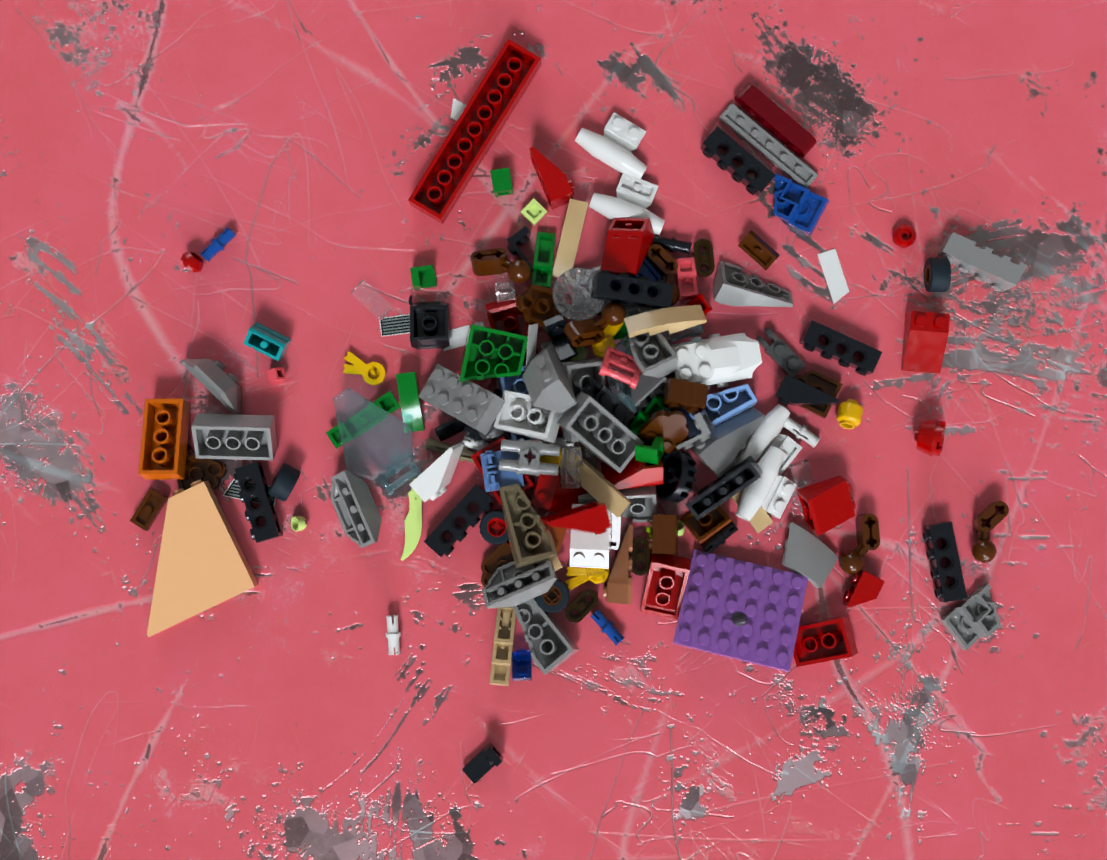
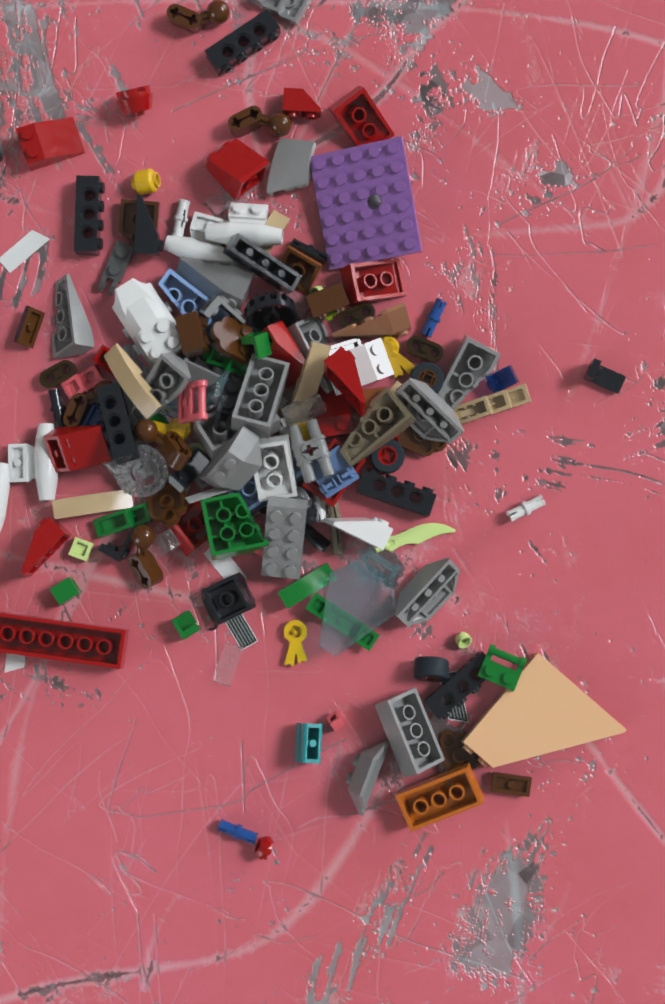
camera: 110 degrees left, 0 degrees up
(250, 542) = (498, 673): none -> green plate

